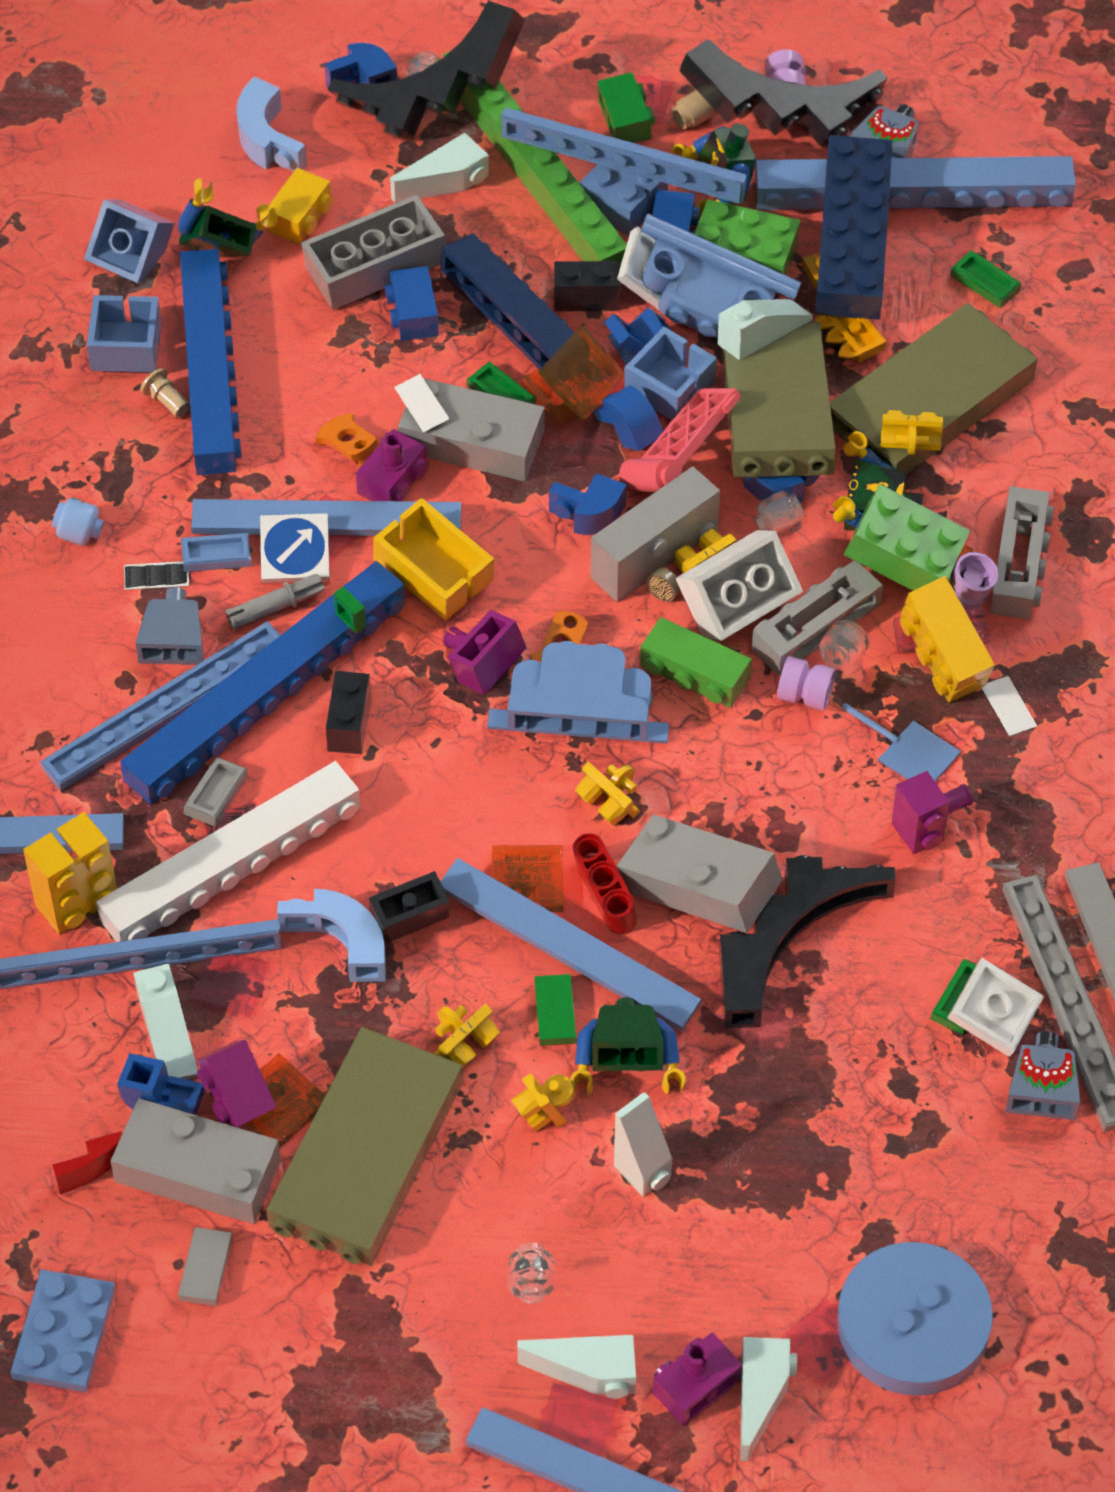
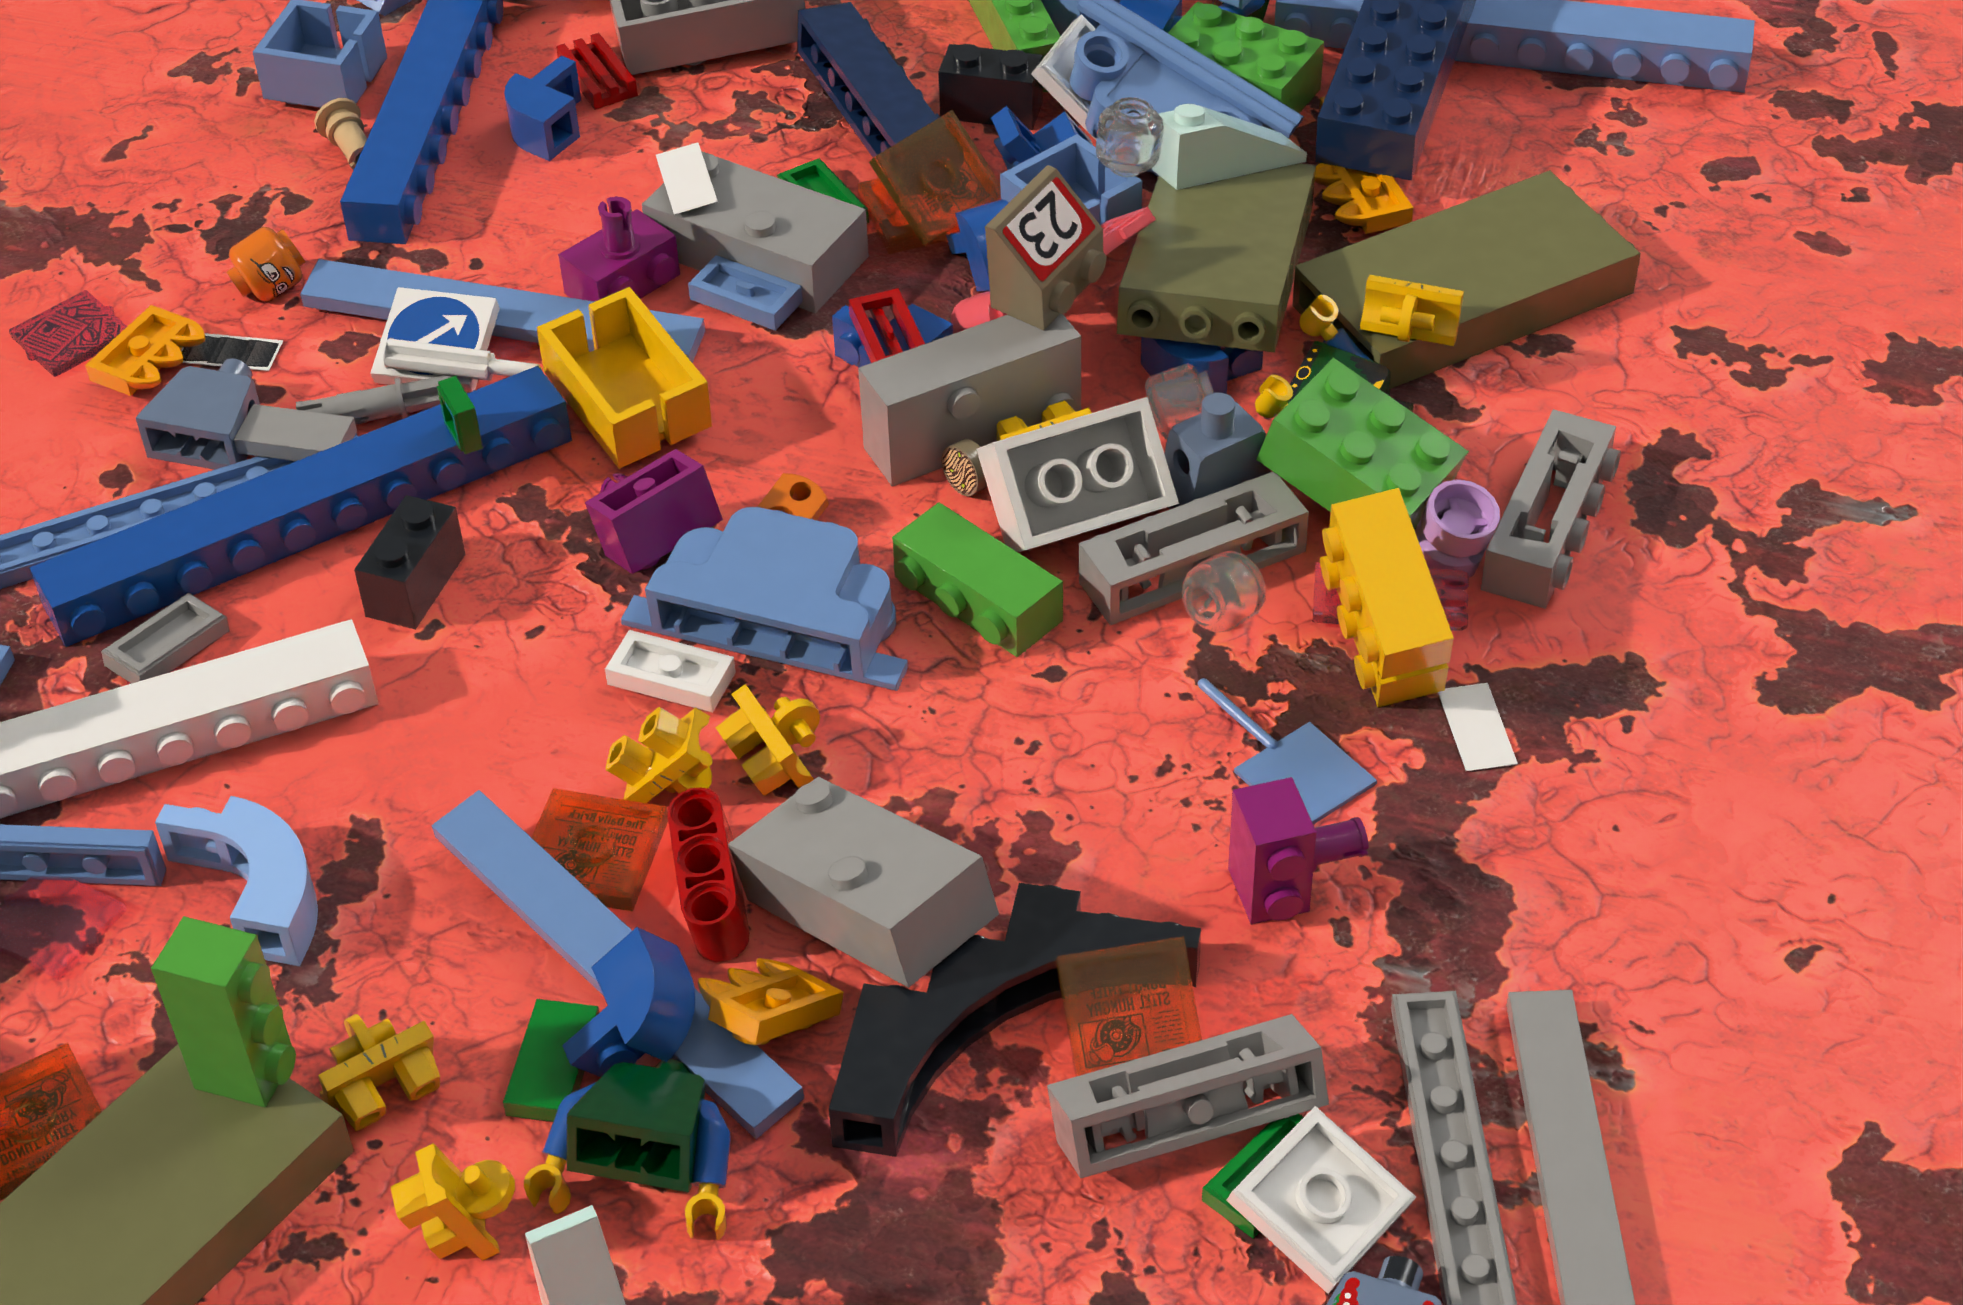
camera: 15 degrees right, 10 degrees down
(45, 579) = (68, 333): none -> clear pink piece
(77, 521) = (144, 263): light blue head -> none
(106, 586) = (142, 349): none -> light orange plate
(158, 508) = (265, 264): none -> orange head
(216, 552) = (325, 333): medium blue tile -> none
(236, 635) = (291, 432): none -> light grey tile
(289, 355) = (544, 109): none -> blue brick
(313, 299) = (612, 63): none -> red tile
(316, 564) = (448, 360): none -> white axle
(358, 448) = (571, 217): orange piece -> none
(398, 1024) = (224, 1011): none -> bright green brick
(410, 906) = (370, 851): black brick -> none
(413, 303) = (737, 77): blue brick -> none
(479, 476) = (745, 292): none -> medium blue plate
(532, 756) = (670, 670): none -> white plate
(556, 816) = (668, 760): none -> yellow hips
(582, 509) = (874, 303): none -> red tile
(607, 969) = (647, 1007): none -> blue brick
(667, 953) = (769, 1002): none -> light orange plate
(688, 441) = (1042, 251): none -> dark tan slope
(706, 332) = (1129, 137): none -> clear head
(804, 683) = (1136, 631): lavender wheel -> none
(817, 553) = (1214, 449): none -> sand blue torso
(867, 921) = (1127, 1002): none -> clear orange tile
(912, 963) = (1188, 1094): none -> light grey brick
(985, 279) = (1590, 159): green tile -> none

